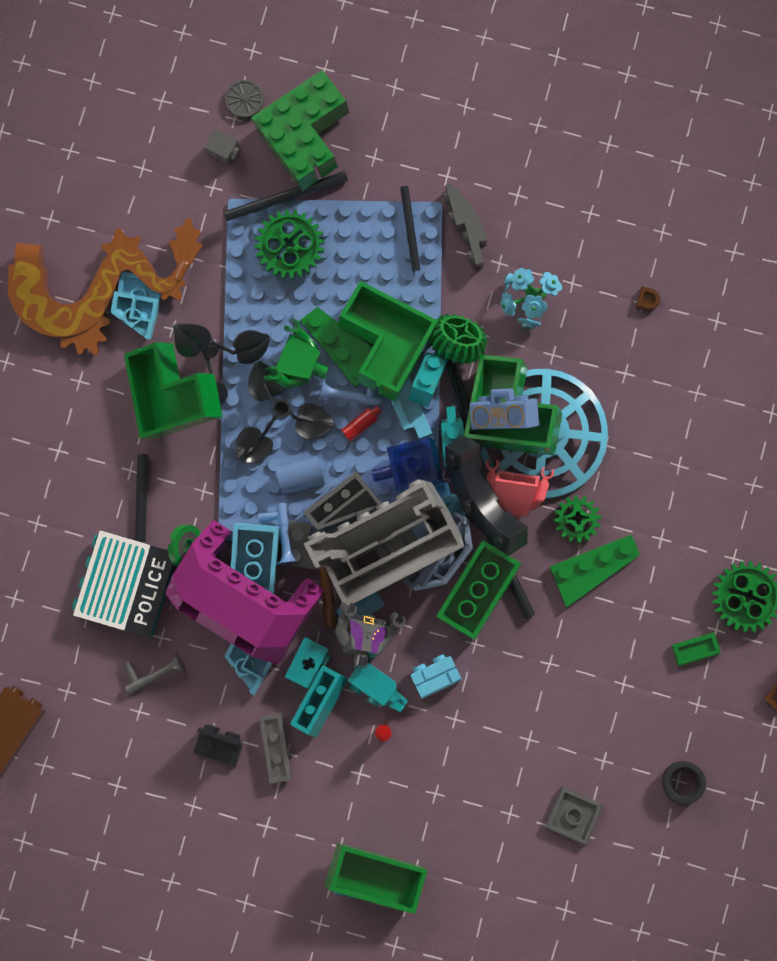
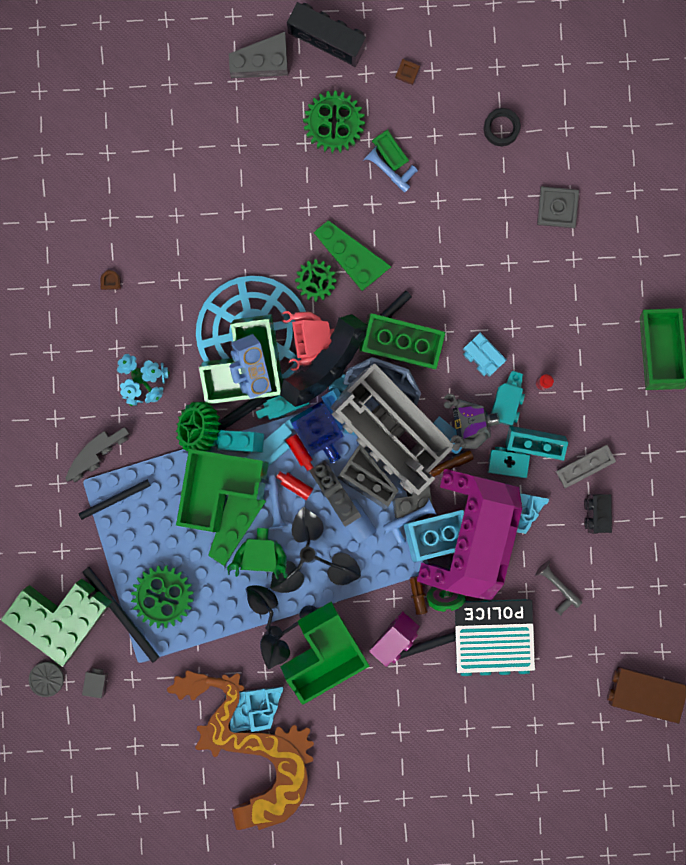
camera: 110 degrees left, 5 degrees up
(158, 475) = (396, 639): none -> brick
(196, 517) = (418, 596): none -> reddish brown axle
(337, 461) = (335, 493): none -> dark grey slope
(394, 439) = (300, 452): none -> red cylinder
(657, 648) = (399, 181): none -> medium blue piece

